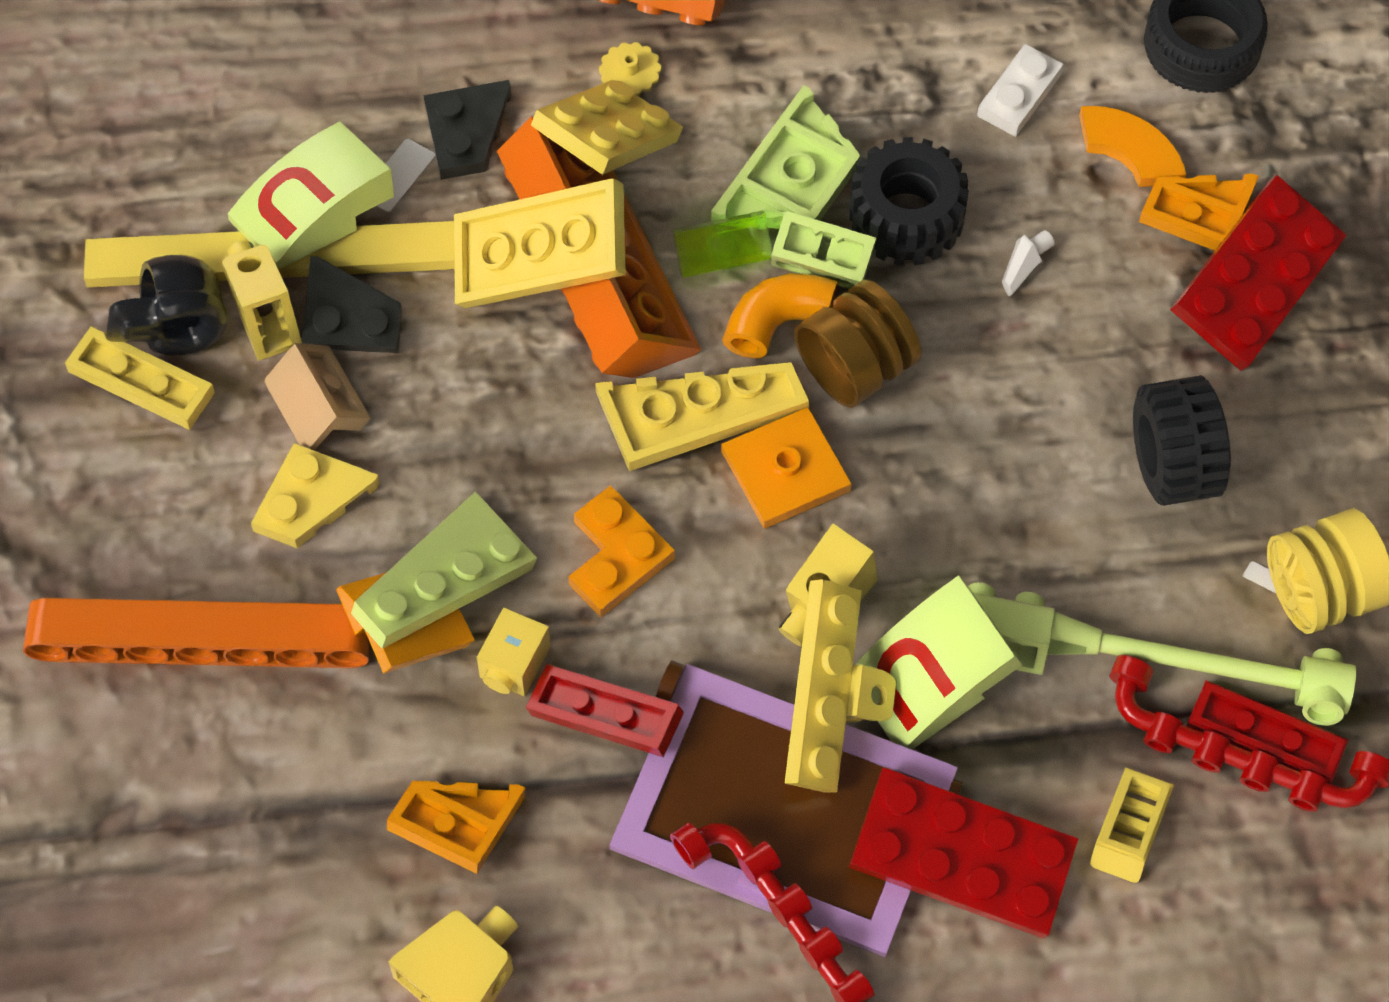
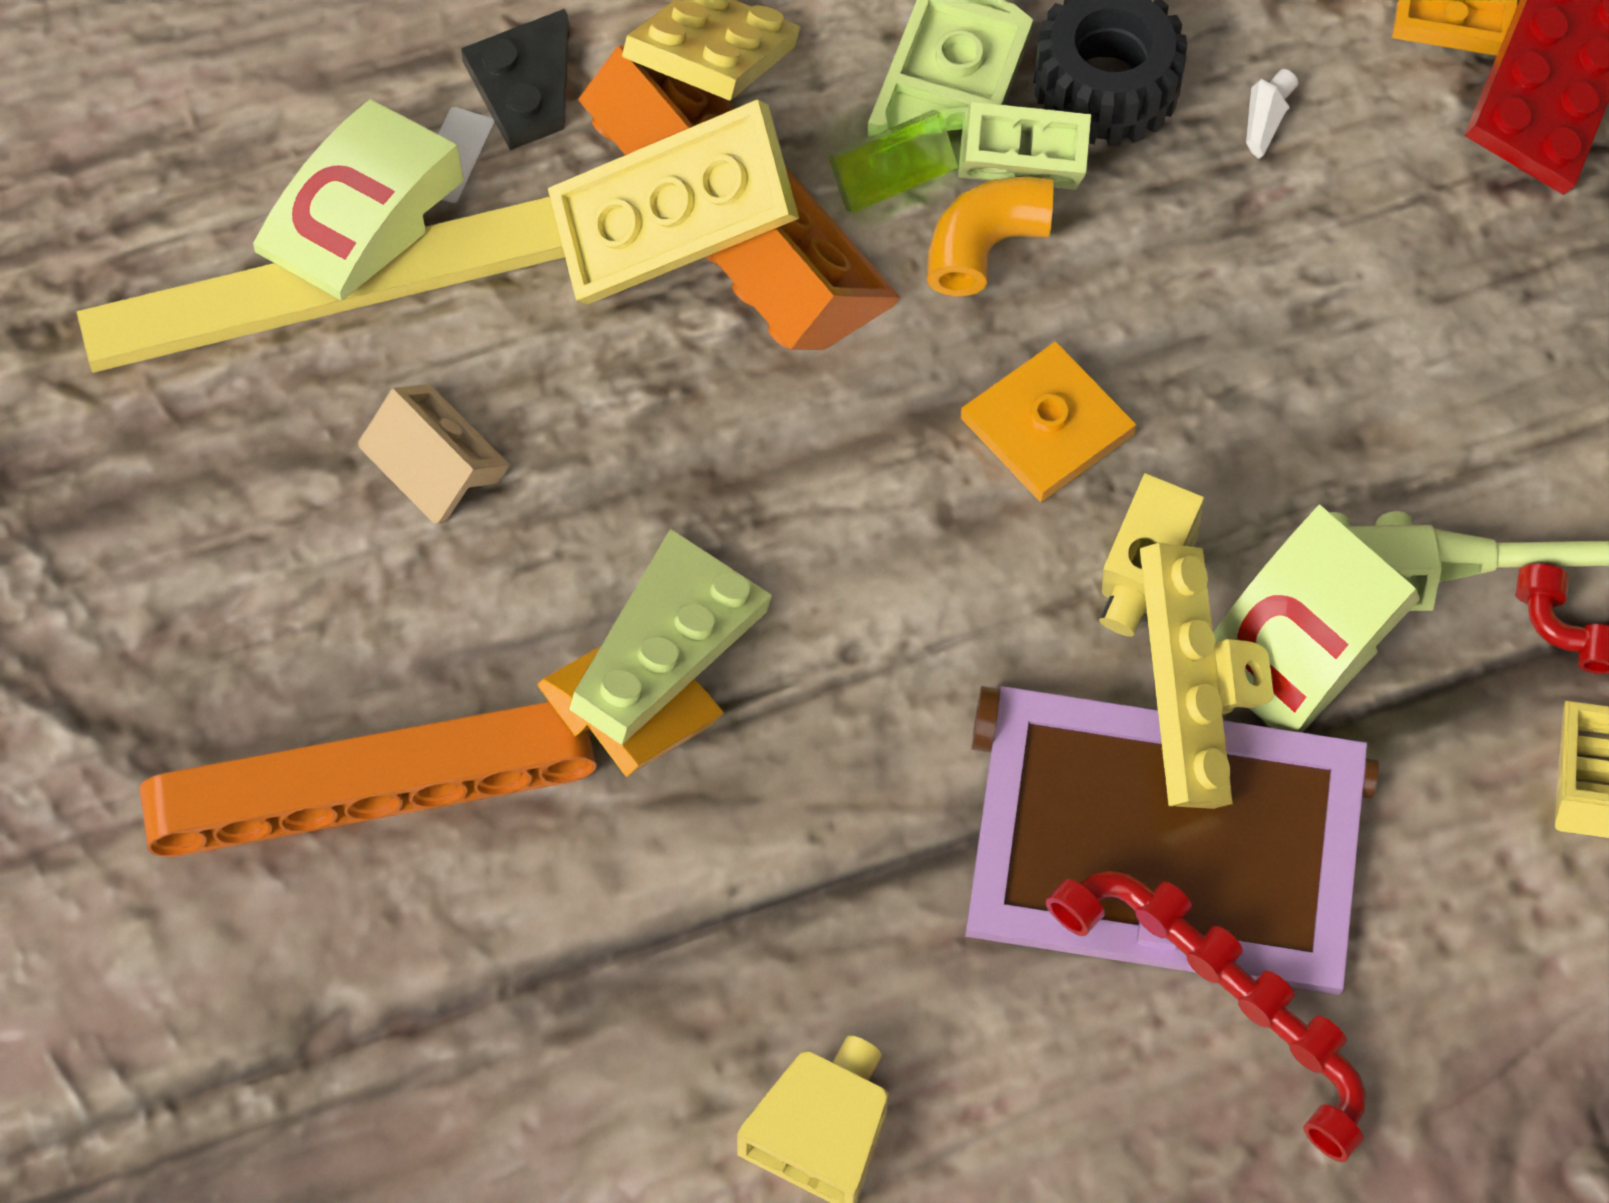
camera: 15 degrees left, 0 degrees up
(140, 378) = (198, 472): light yellow plate -> none
(176, 310) = (222, 374): black piece -> none
(255, 282) = (318, 321): light yellow torso -> none
(309, 494) = (458, 575): light yellow wing -> none
(348, 312) = (445, 337): pearl dark grey wing -> none
(455, 819) = (762, 941): light orange wing -> none
(513, 653) = (777, 718): light yellow brick -> none
(605, 710) = (915, 764): plate -> none
(628, 553) = (882, 566): light orange plate -> none
(683, 414) = (900, 382): light yellow wing -> none
(857, 343) = (1101, 249): pearl gold wheel -> none
(963, 853) = (1404, 845): red plate -> none
(1181, 440) = (1530, 289): black tyre -> none

